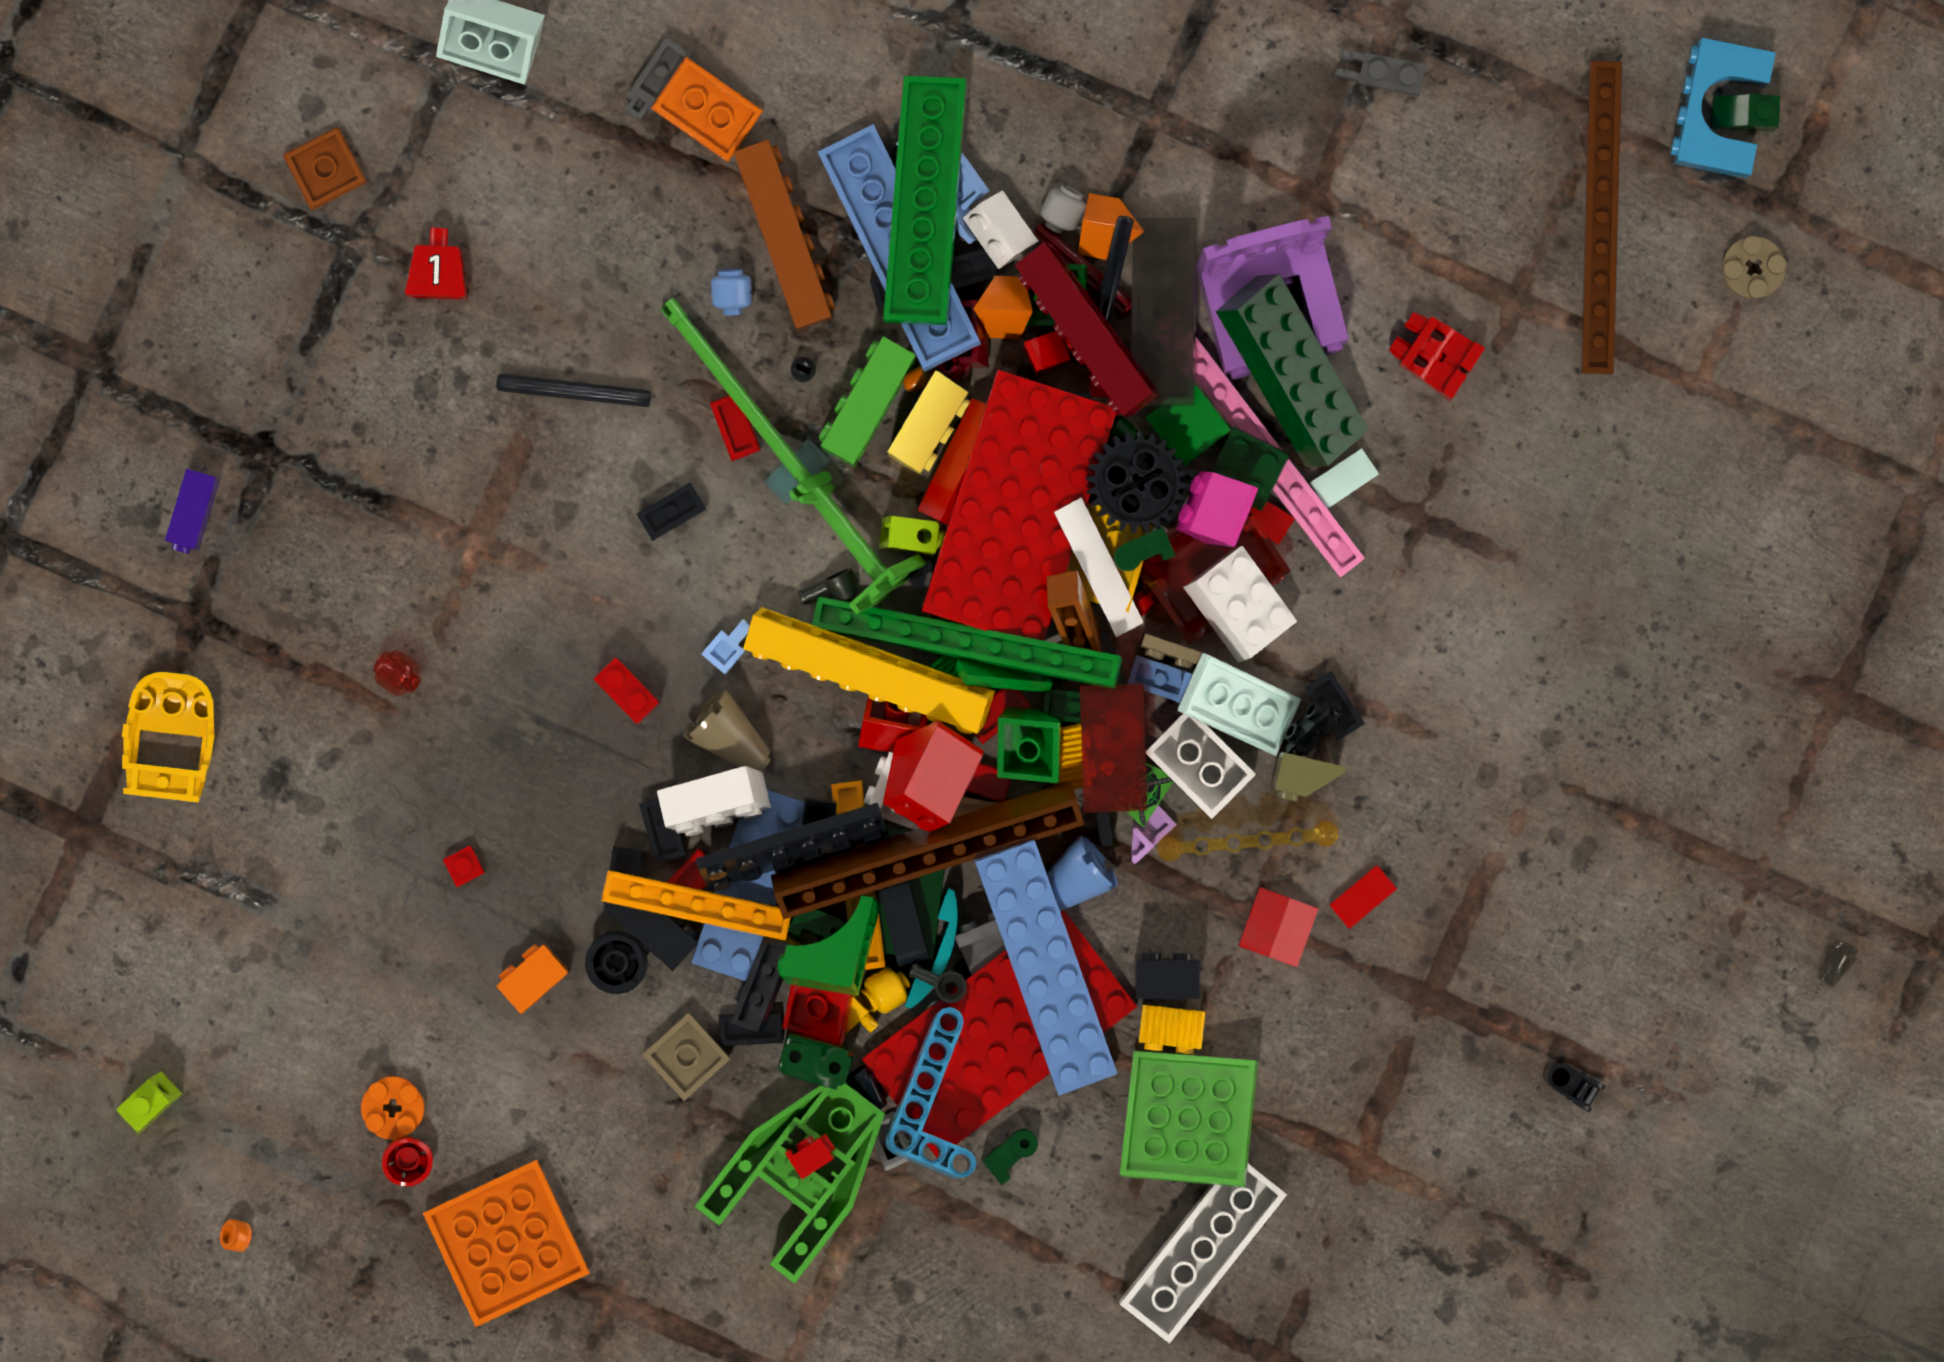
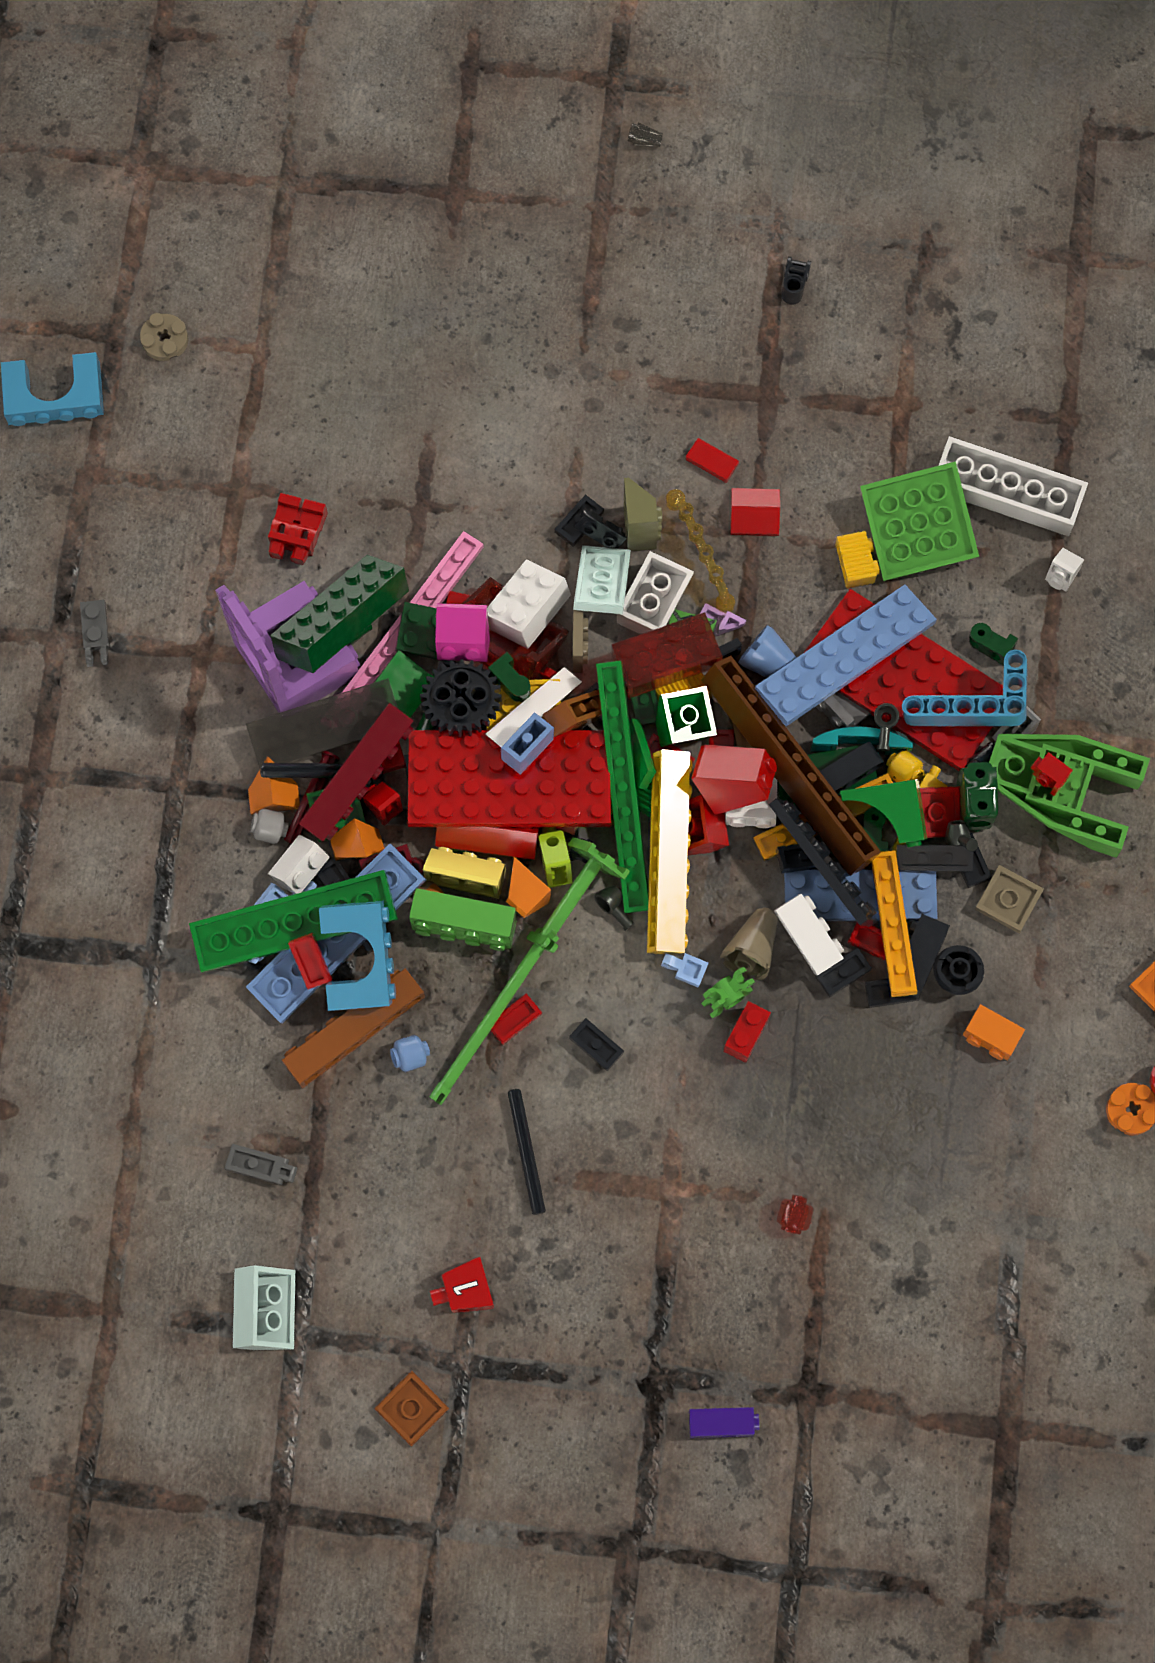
camera: 105 degrees left, 15 degrees down
(173, 706) = (883, 1384): yellow slope -> none
(463, 866) = (926, 1115): red plate -> none
(678, 683) = (728, 992): none -> bright green pin
(706, 109) = (272, 1118): orange tile -> none
(777, 1022) = (958, 834): none -> pearl dark grey bar
(782, 481) = (544, 968): clear light blue plate -> none
(799, 375) = (458, 982): black hinge -> none
(871, 205) = (310, 961): none -> red tile
(876, 484) = (526, 890): none -> orange slope
(887, 284) = (369, 921): none -> dark azure arch
(1045, 540) = (527, 743): none -> medium blue brick
(1073, 1276) = (1064, 569): none -> white slope
(1160, 678) = (601, 637): medium blue bracket -> none
(1166, 977) = (821, 569): black brick -> none
(1344, 478) = (415, 569): light aqua tile -> none
(1601, 217) = (158, 448): reddish brown plate -> none
(1746, 112) = (50, 371): dark green slope -> none

